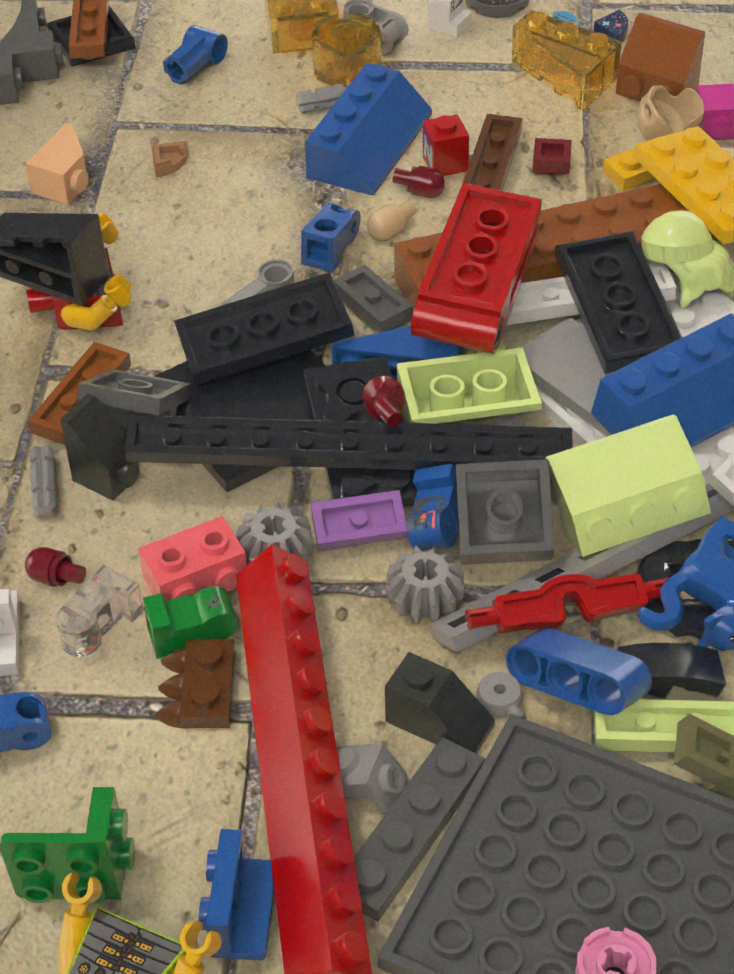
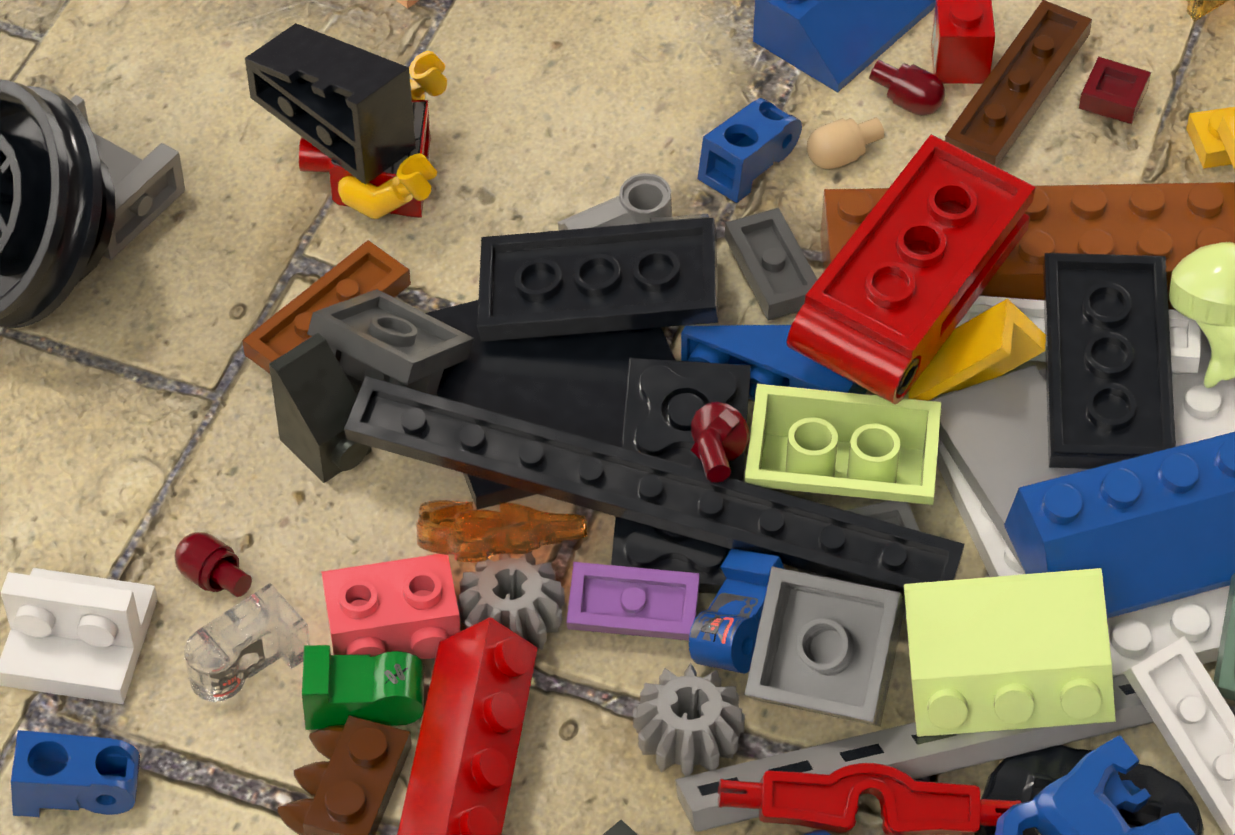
camera: 15 degrees right, 5 degrees up
(43, 481) = (238, 433): light grey axle -> none
(247, 497) = (479, 534): none -> clear orange tile
(536, 312) = (981, 351): none -> yellow panel

